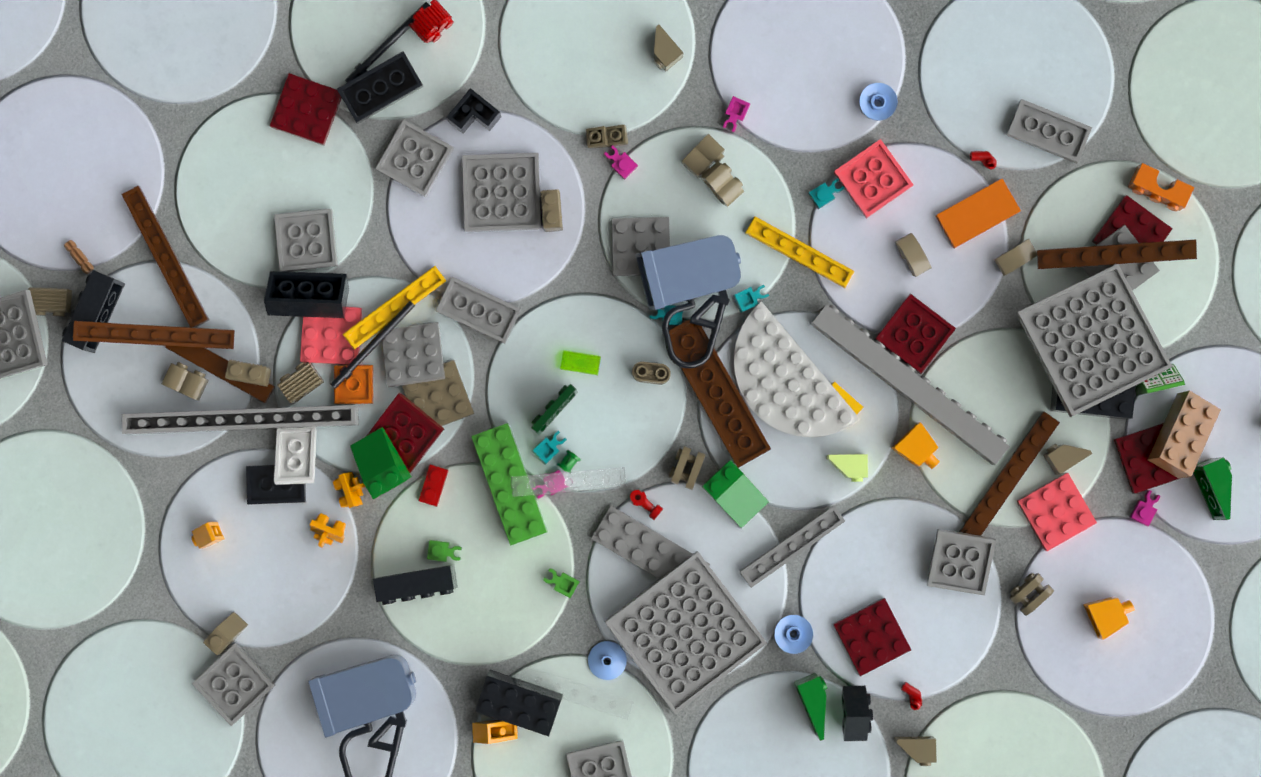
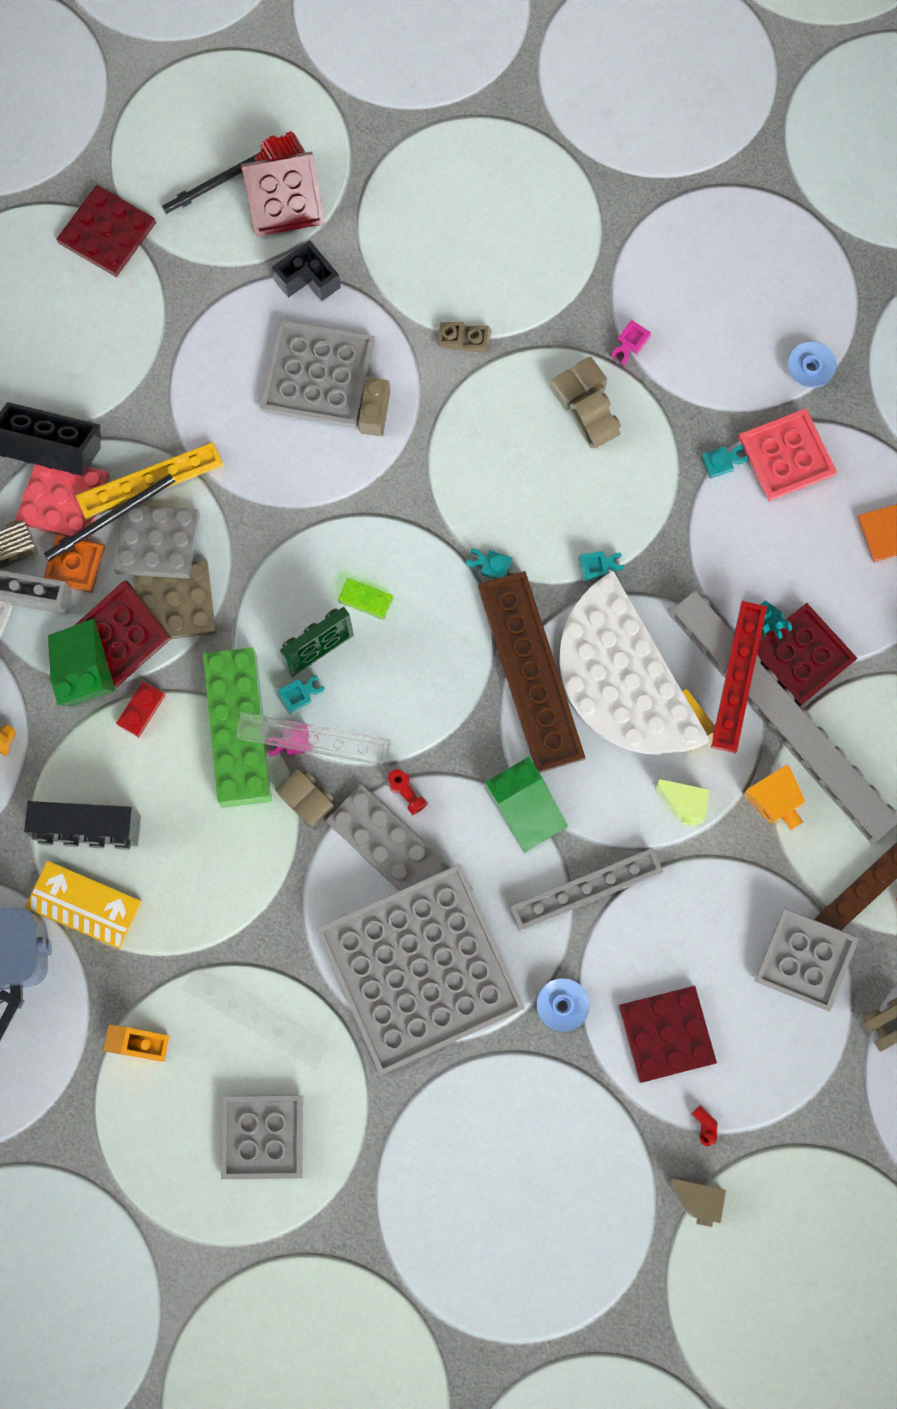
camera: 15 degrees right, 10 degrees down
(306, 240) = (63, 378): light grey plate -> none
(351, 488) = (35, 690): light orange hips -> none
(380, 87) = (201, 220): black brick -> none
(414, 158) = (221, 312): light grey plate -> none
(429, 639) = (83, 904): none -> yellow tile
(440, 53) = (283, 194): none -> plate
(440, 551) = (128, 793): bright green plate -> none
(478, 310) = (253, 506): light grey plate -> none
(519, 702) = (177, 1012): black brick -> none
(564, 584) = (276, 871): bright green plate -> none
(568, 461) = (321, 715): green bush -> none
(573, 526) = (305, 798): none -> dark tan brick
(604, 650) = (317, 995): light blue dish -> none
(622, 164) = (475, 373): dark pink plate -> none
(636, 236) = (476, 475): light grey plate -> none
(651, 373) = (452, 628): dark tan brick -> none
(665, 50) = (560, 251): dark tan slope -> none
(677, 472) = (456, 761): dark tan brick -> none
(688, 273) = (523, 513): sand blue piece -> none
(799, 252) = (675, 524): yellow tile -> none
(813, 696) = (570, 1095): green slope -> none
(856, 713) = (624, 1130): black brick -> none
(872, 365) = (738, 677): none -> red plate
(884, 311) = (774, 620): none -> teal plate
(913, 253) = (820, 555): dark tan slope -> none

